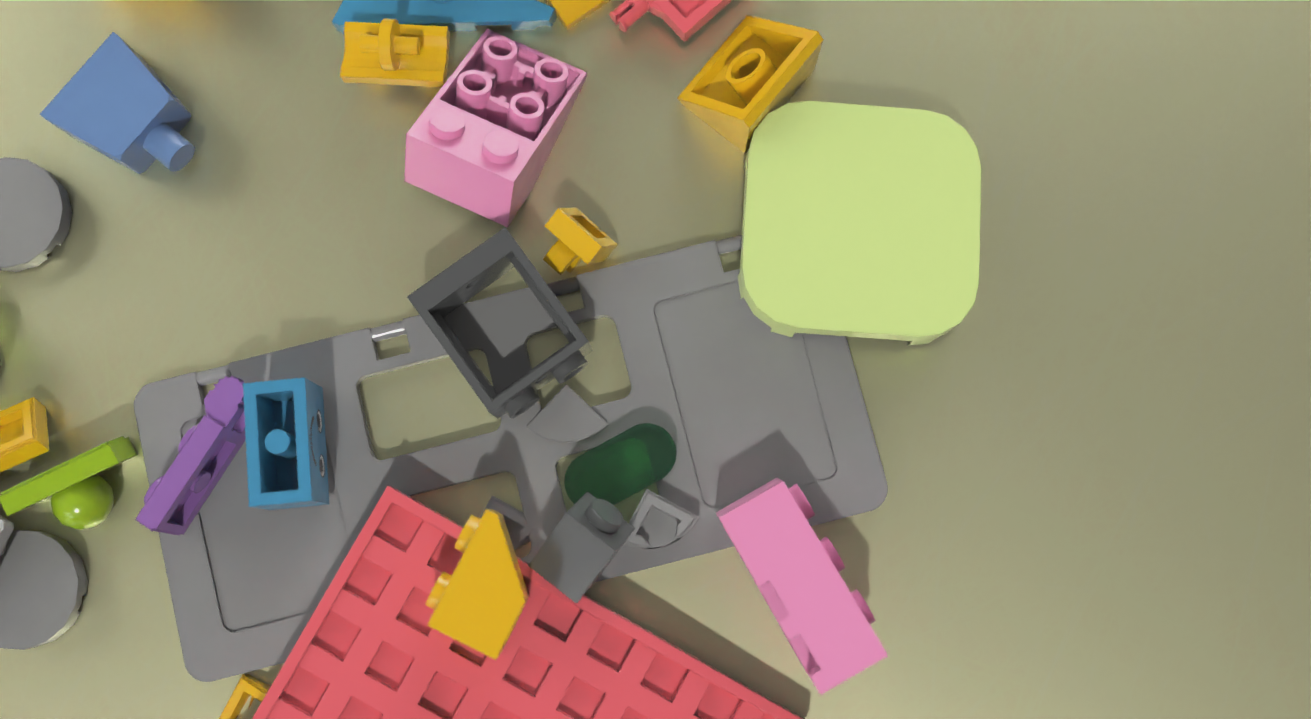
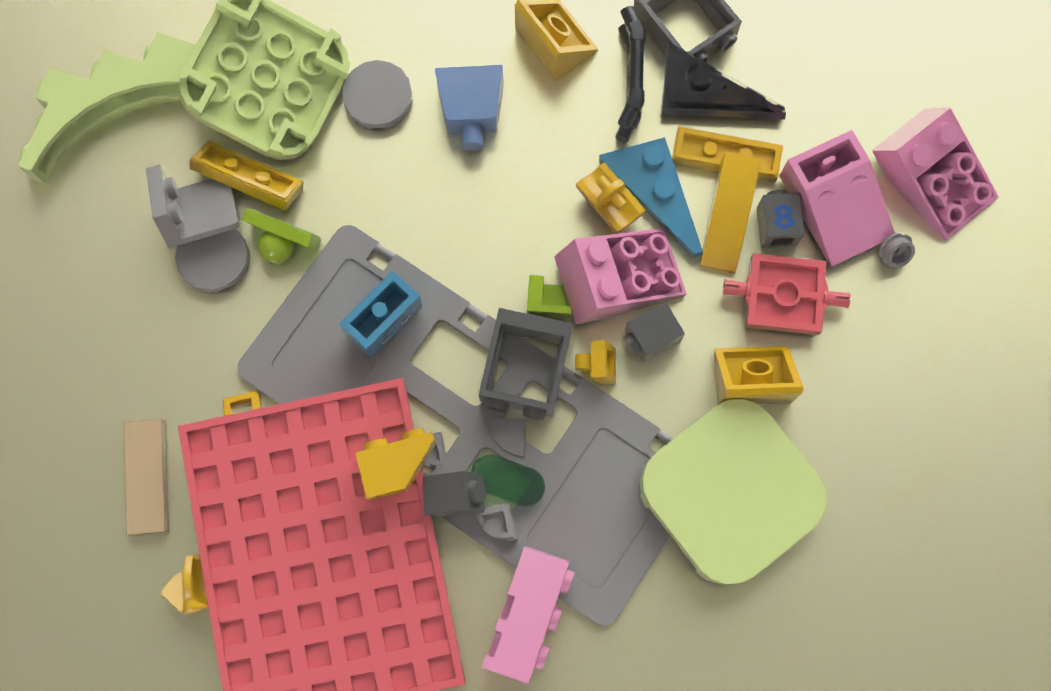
camera: 45 degrees right, 5 degrees down
(201, 461) = (340, 283): medium lavender hinge -> none
(449, 233) = (547, 300): none -> lime panel
(598, 147) = (653, 332): none -> dark grey brick

